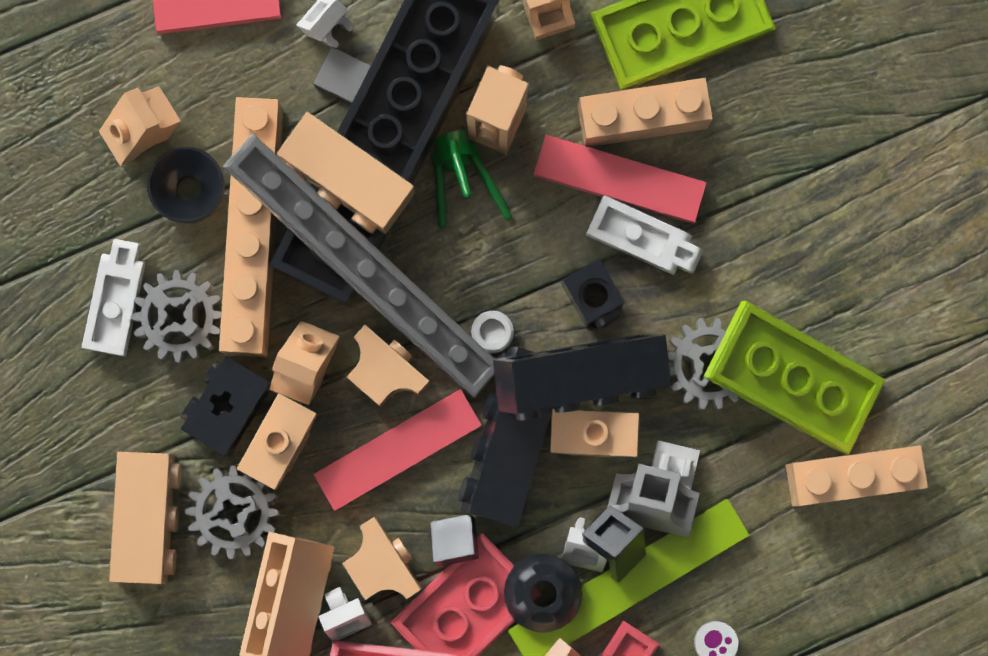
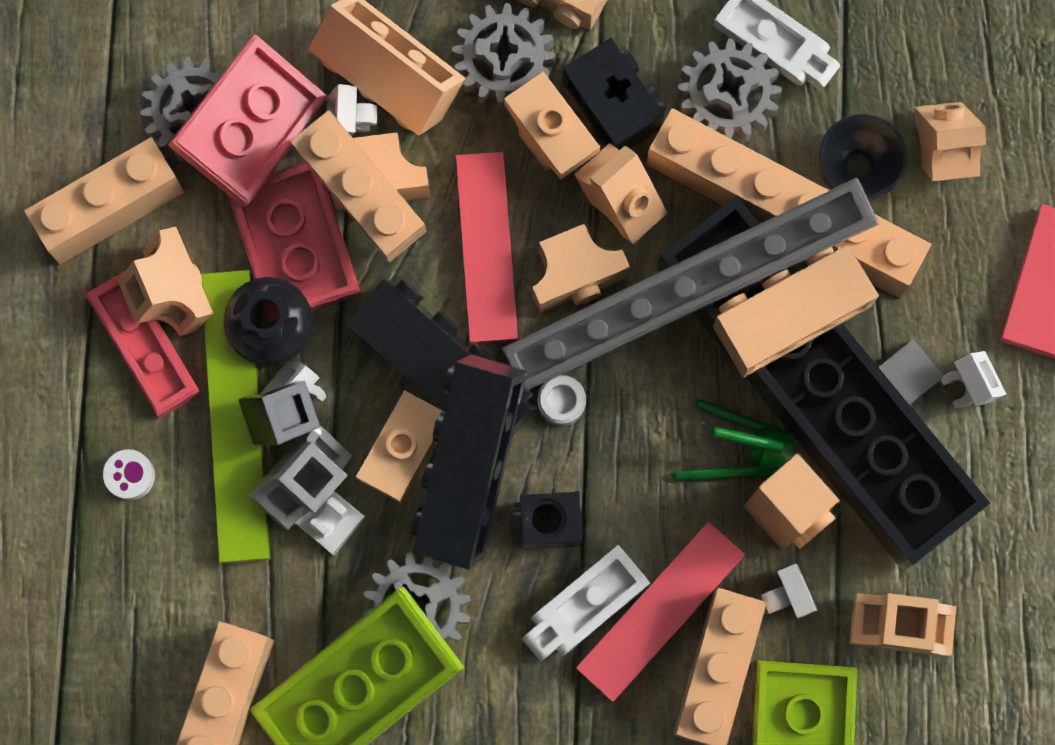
camera: 115 degrees right, 5 degrees down
(406, 566) = (359, 186): none -> light nougat brick
(454, 540) = (362, 260): tile -> none
(559, 85) = (792, 593): none -> white tile

